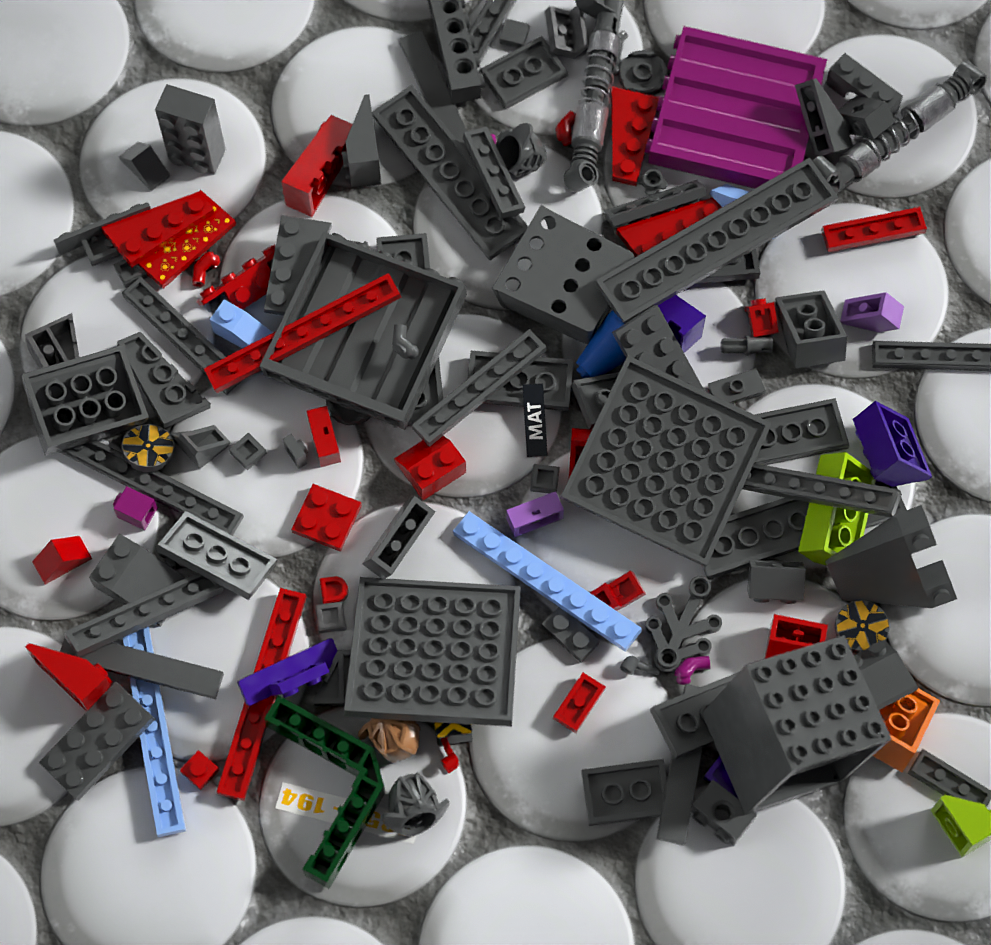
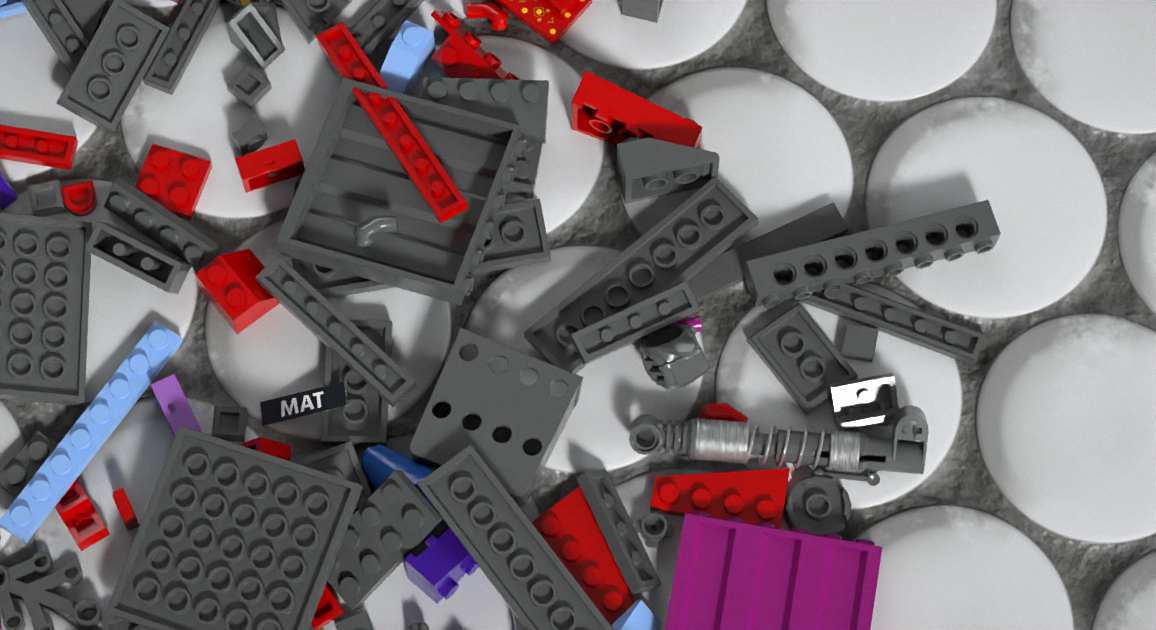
camera: 85 degrees right, 0 degrees up
(368, 522) = (161, 225): none -> dark grey plate
(615, 555) = (125, 509): none -> red tile

